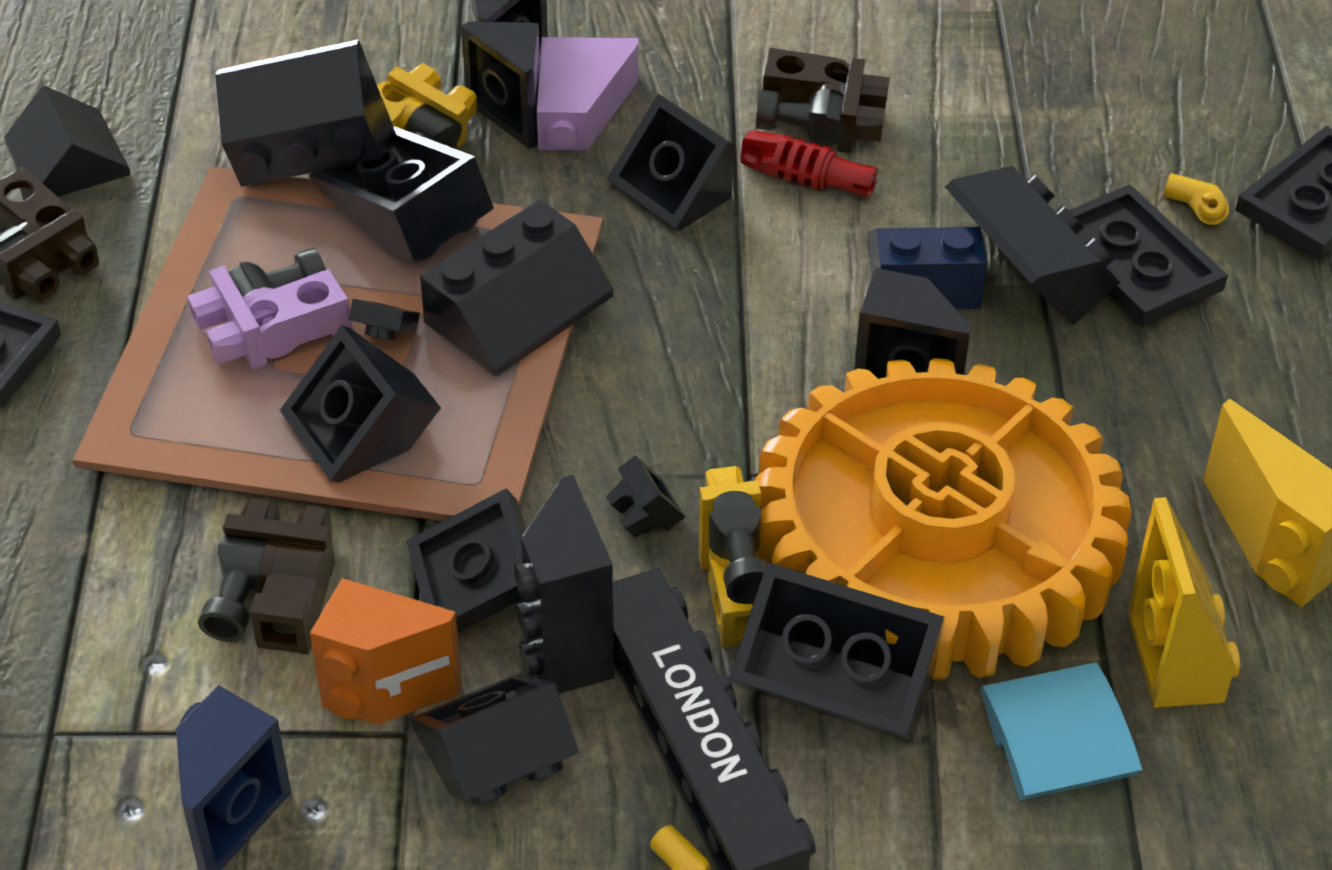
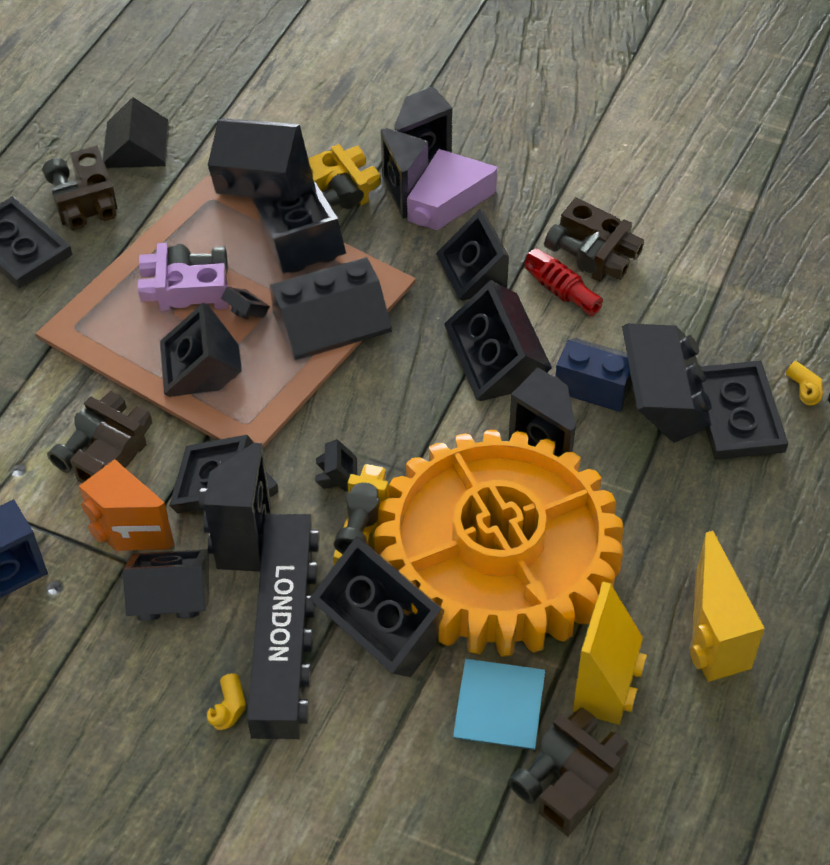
camera: 25 degrees right, 5 degrees up
(769, 268) = (495, 342): none -> black slope
(1213, 759) = (581, 761): none -> dark brown hips

